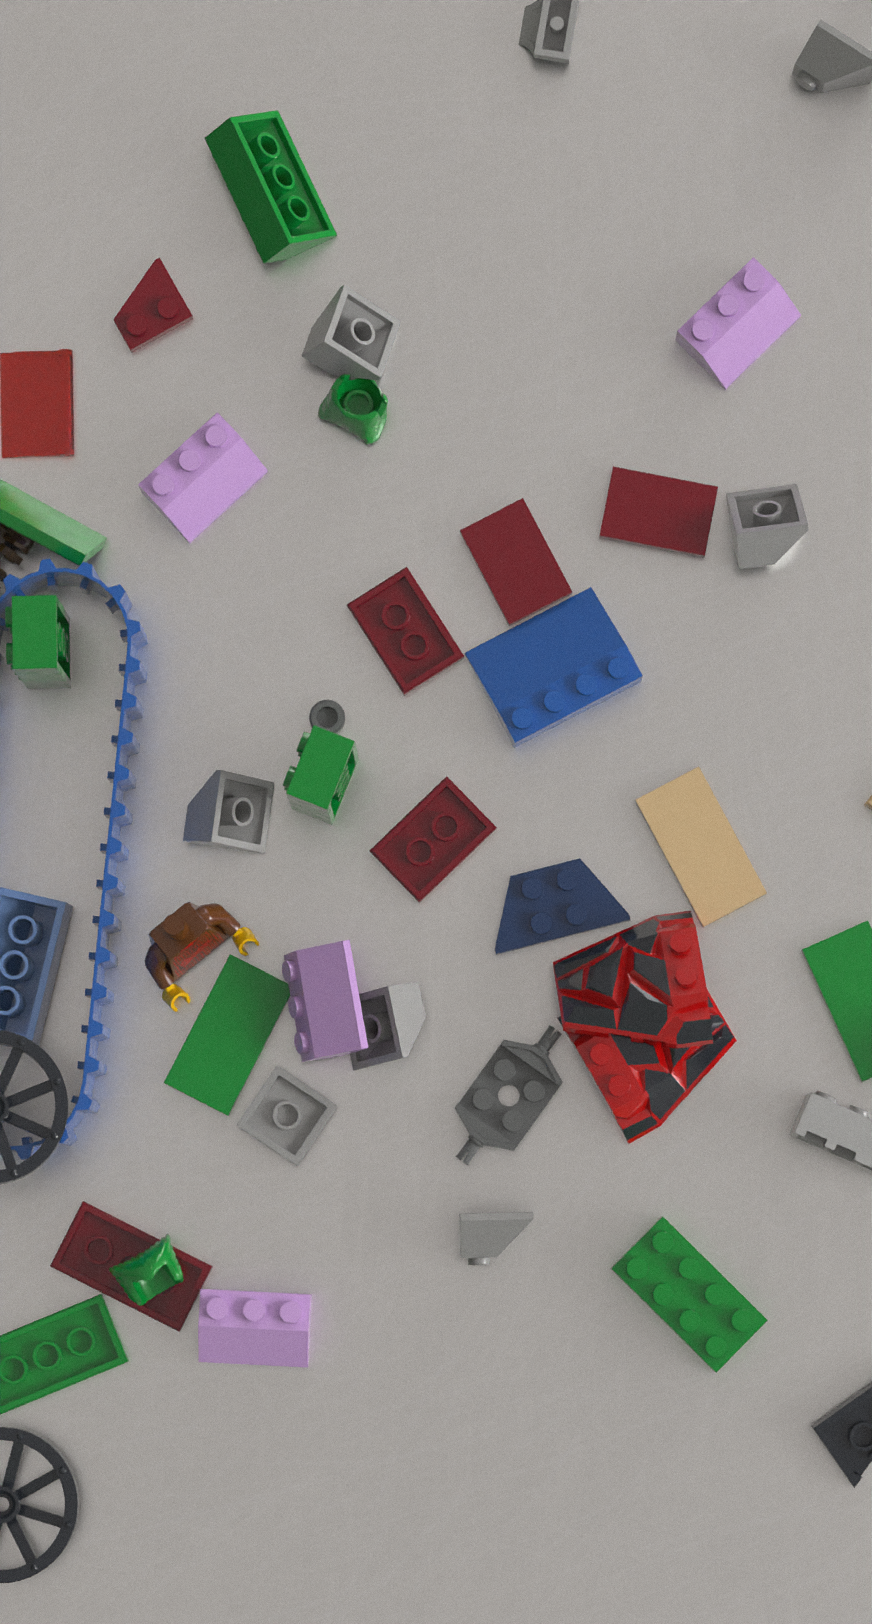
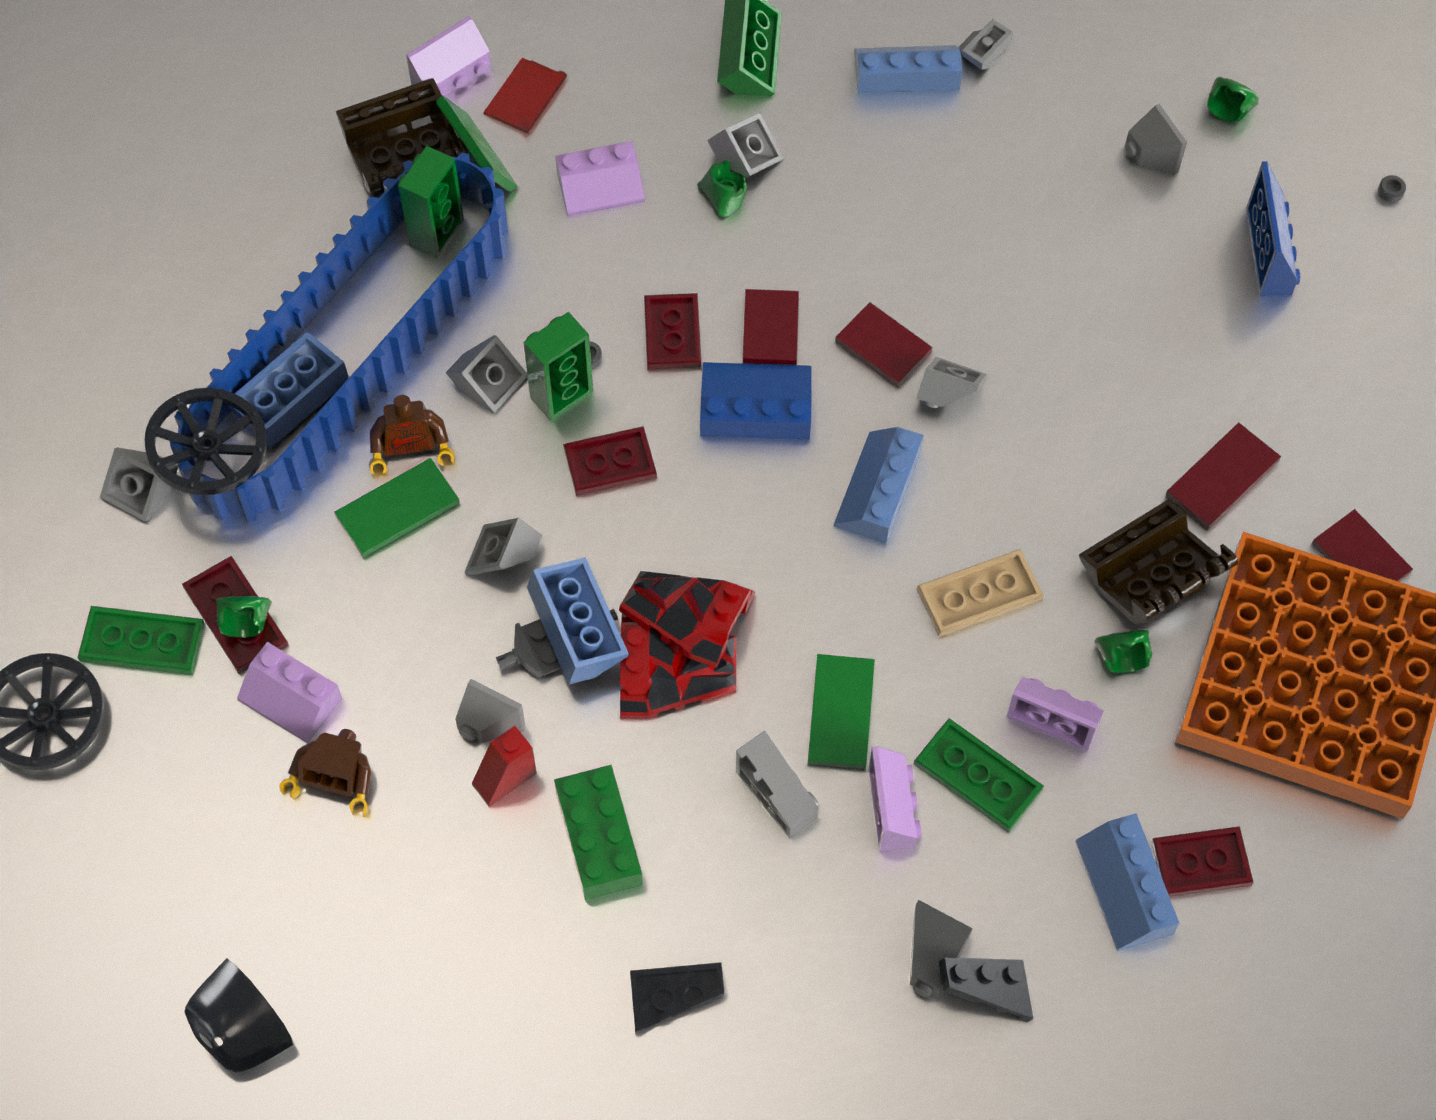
camera: 25 degrees right, 20 degrees down
(152, 309) = (631, 77): dark red wing -> none
(287, 1115) = (401, 574): light grey plate -> none
(324, 1001) = (470, 511): lavender slope -> none
(359, 1384) = (331, 765): none -> reddish brown torso
(477, 107) = (908, 68): none -> medium blue slope
(525, 1070) = (576, 619): none -> medium blue slope
(547, 1285) = (504, 766): none -> red slope
(555, 905) = (664, 541): dark blue wing -> none
(700, 847) = (787, 556): tan tile -> none
(738, 323) = (1003, 259): lavender slope -> none
(753, 698) = (879, 483): none -> medium blue slope

